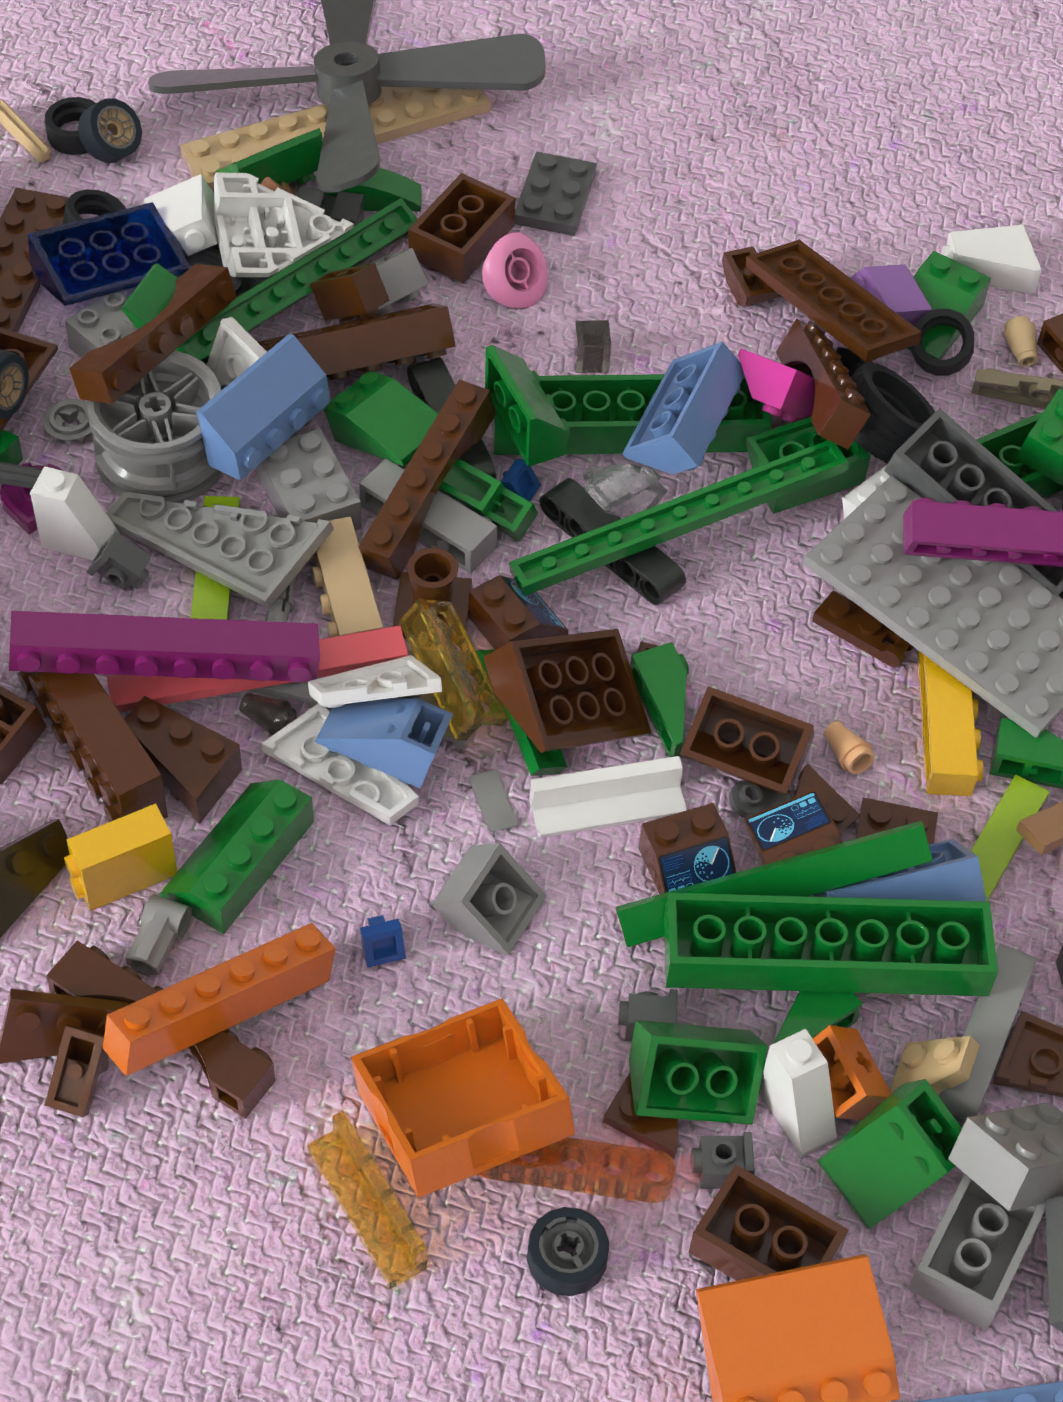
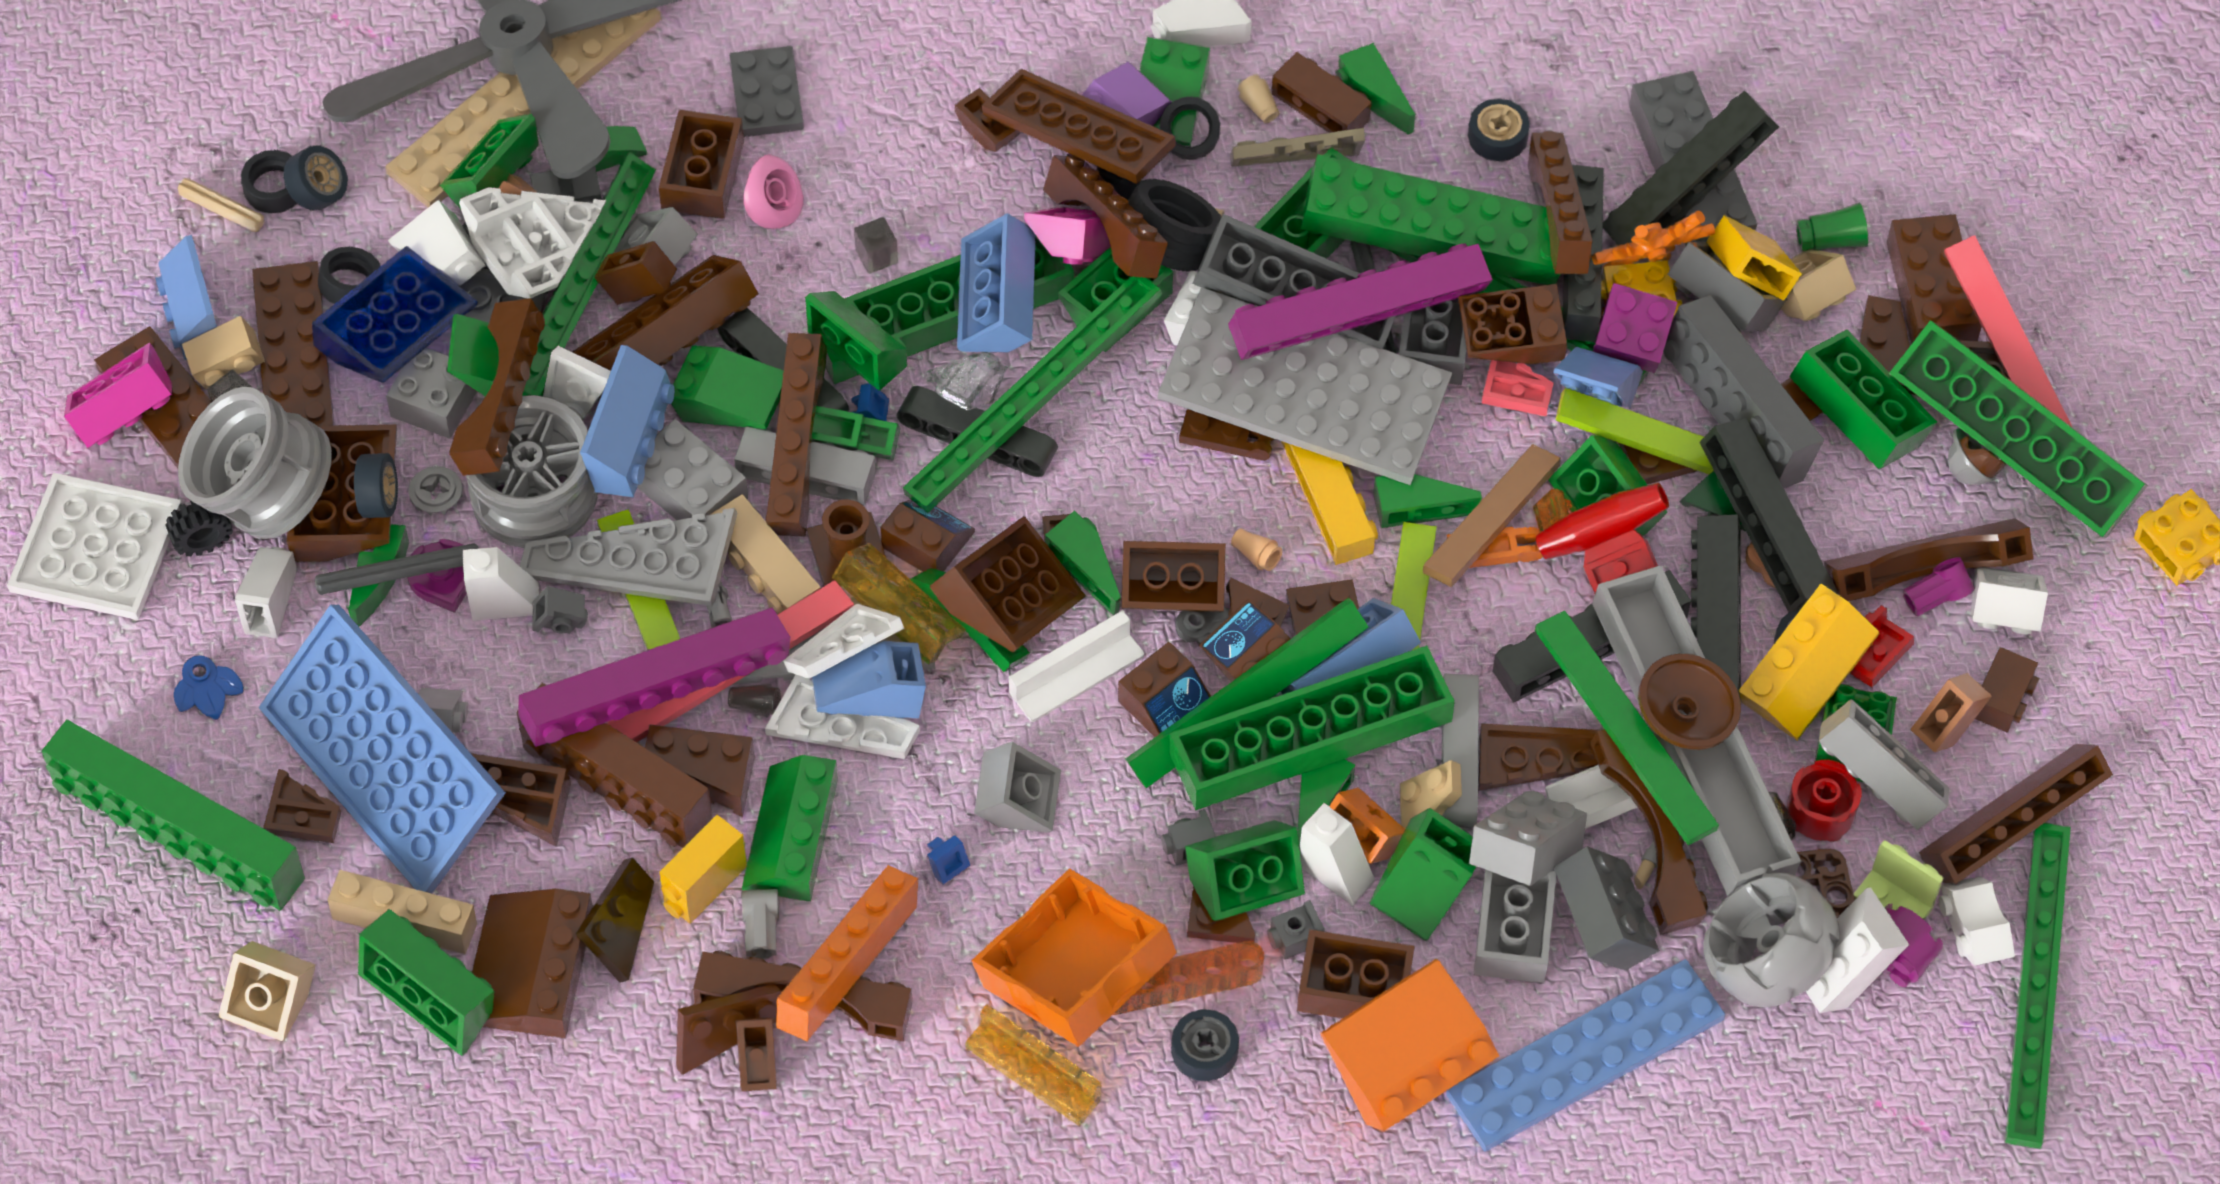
camera: 20 degrees left, 5 degrees up
(493, 800) = (980, 705): light grey sticker -> none

